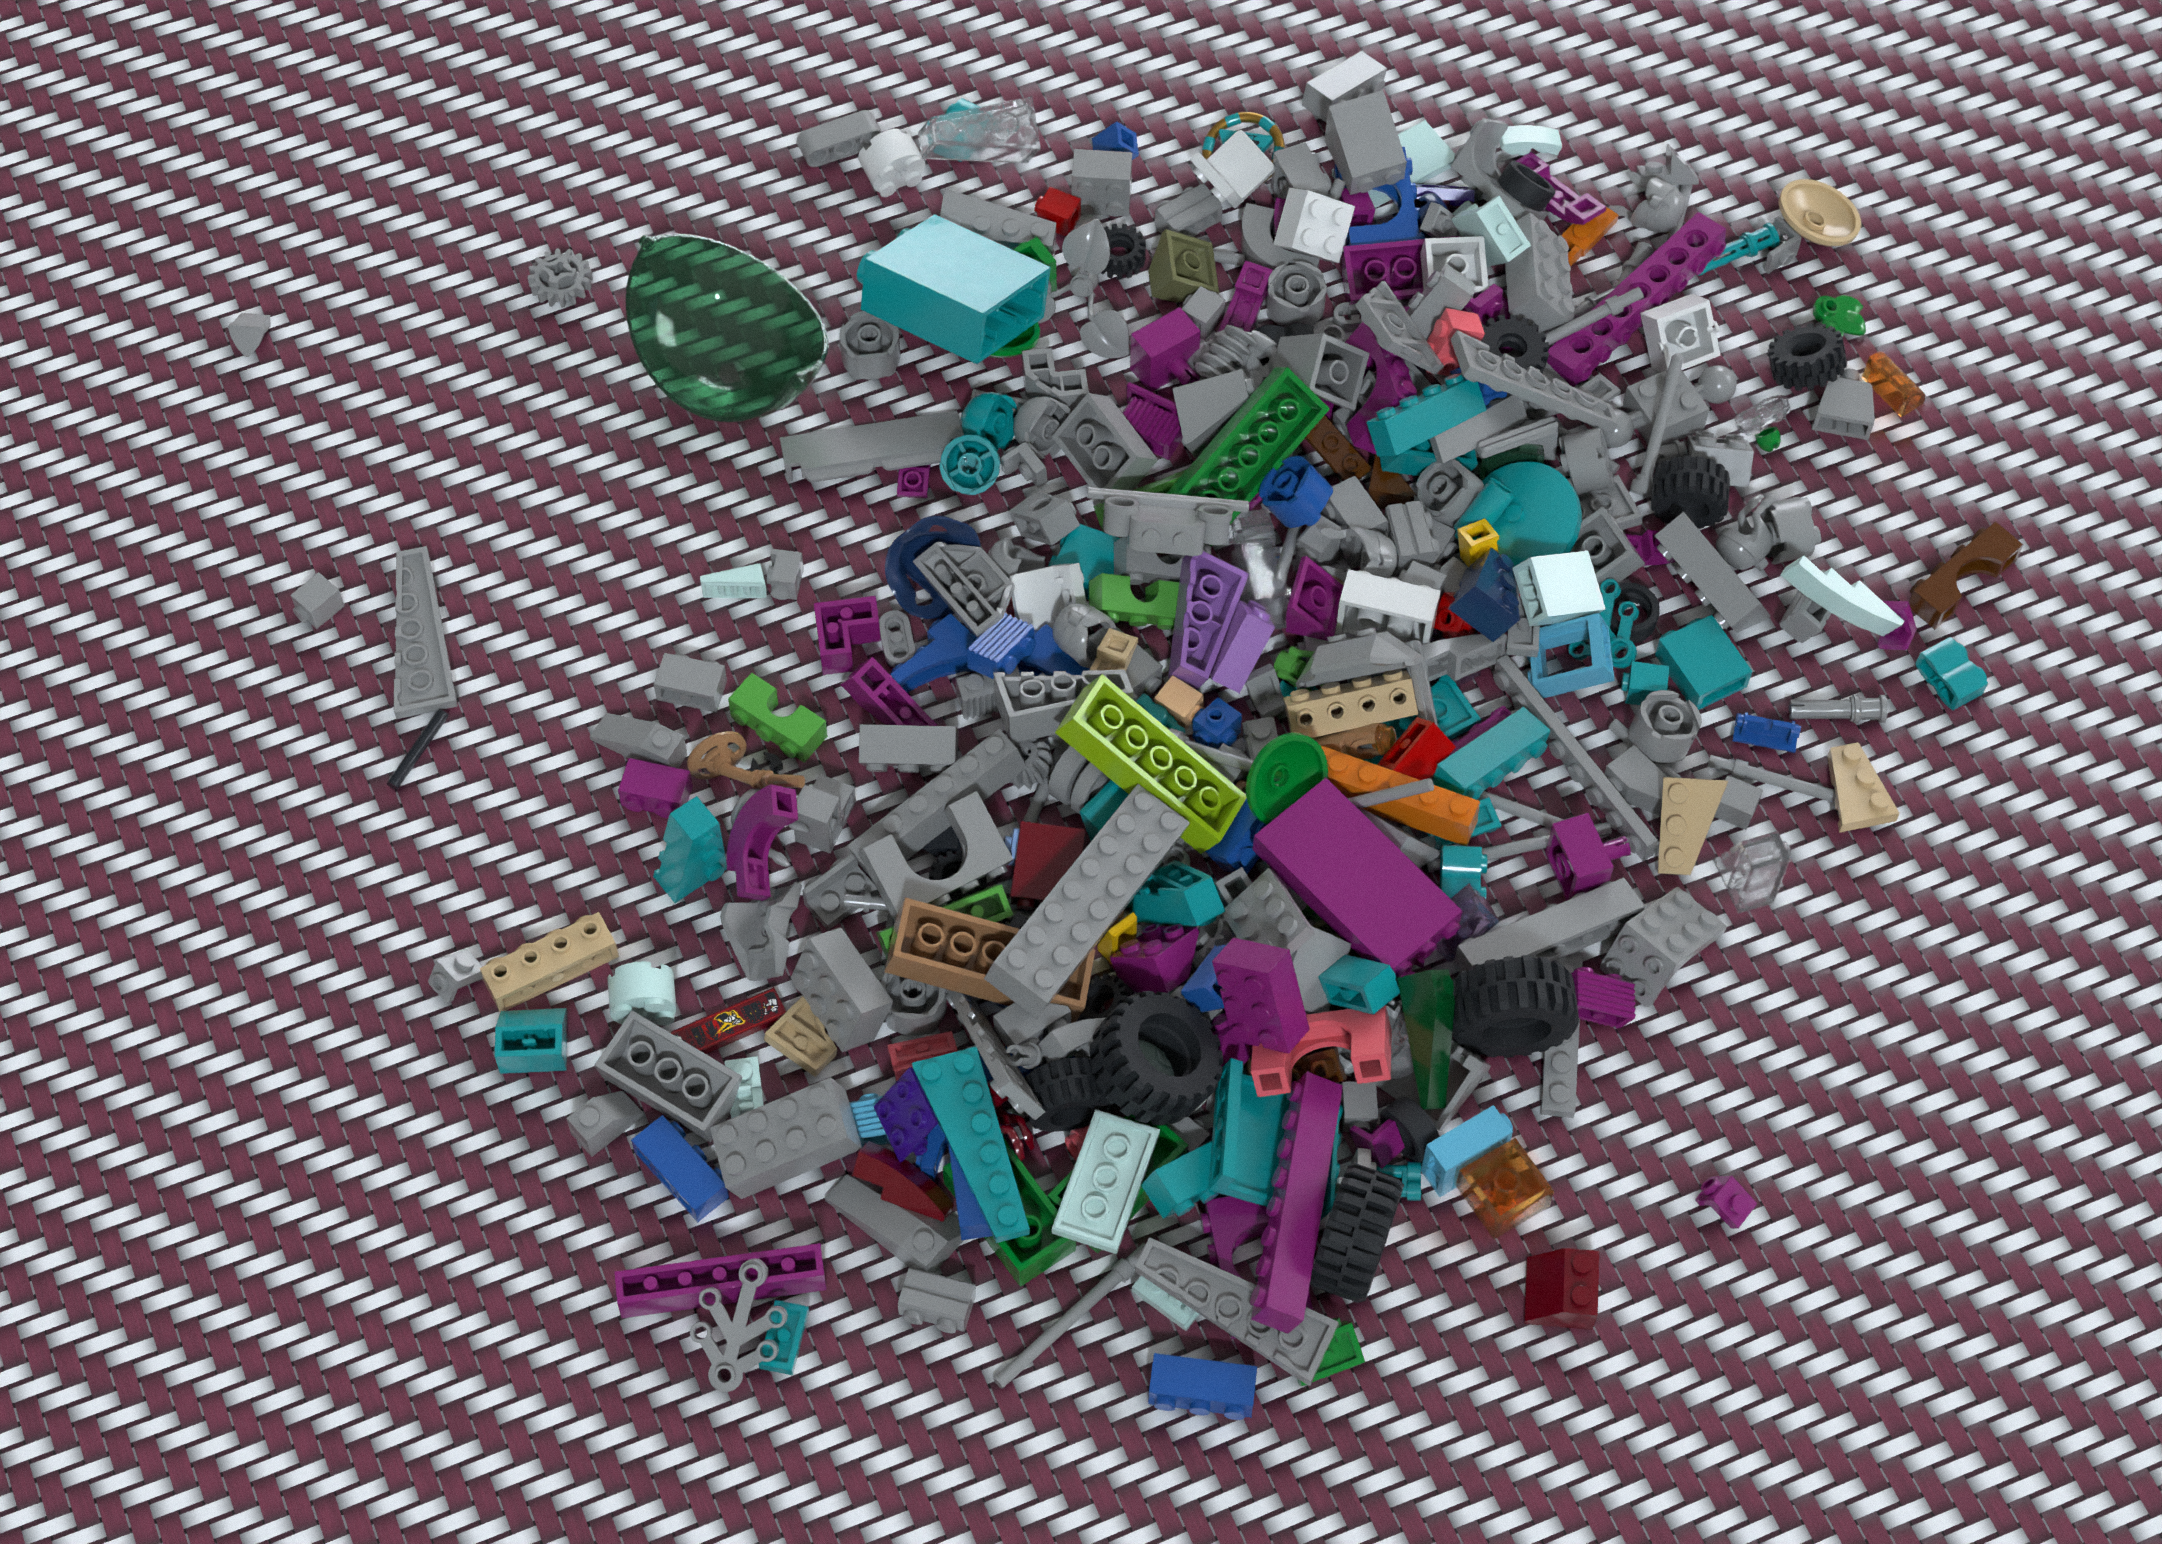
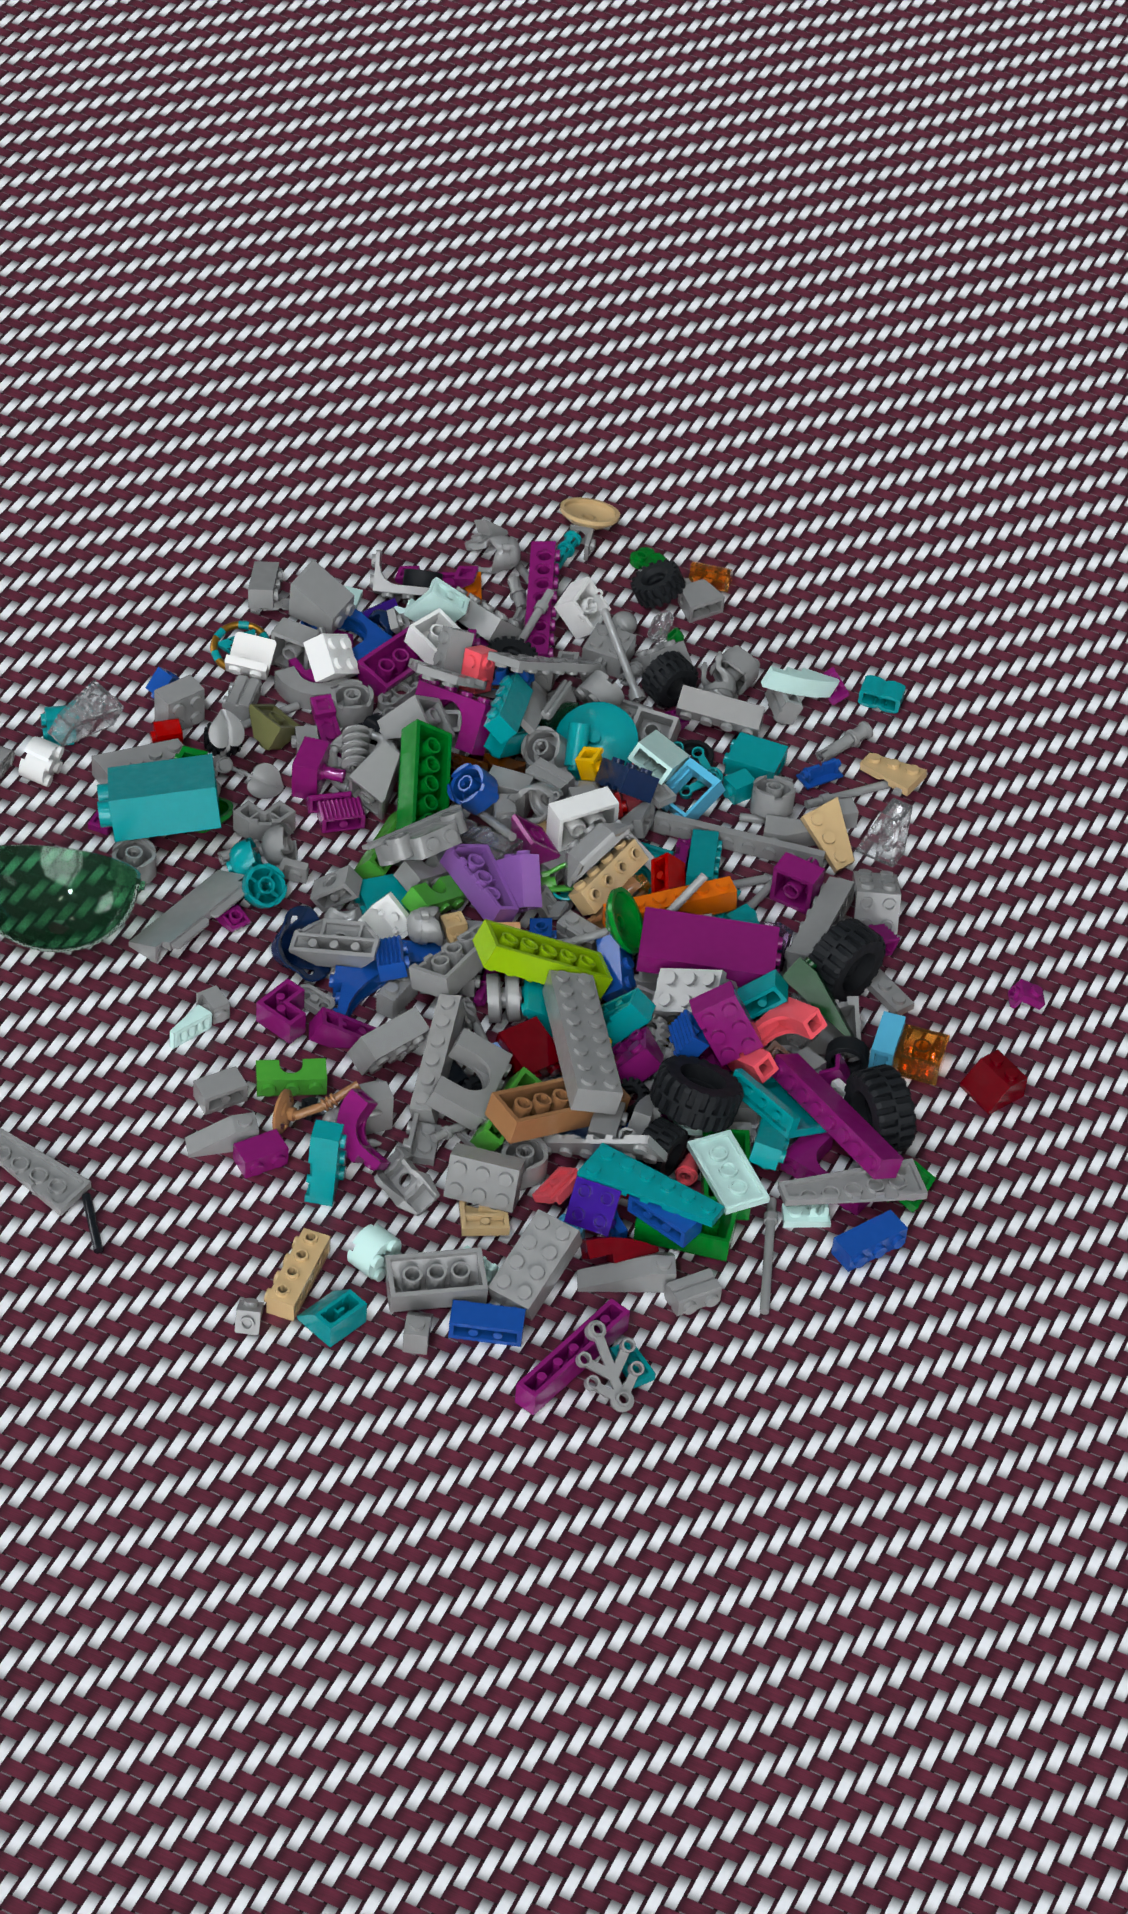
camera: 45 degrees left, 15 degrees down
(733, 1022) = (438, 1231): tile -> none
(1104, 445) = (332, 834): light grey brick -> none
(1523, 138) = (392, 559): light aqua slope -> none
(1988, 553) = (842, 630): reddish brown arch -> none

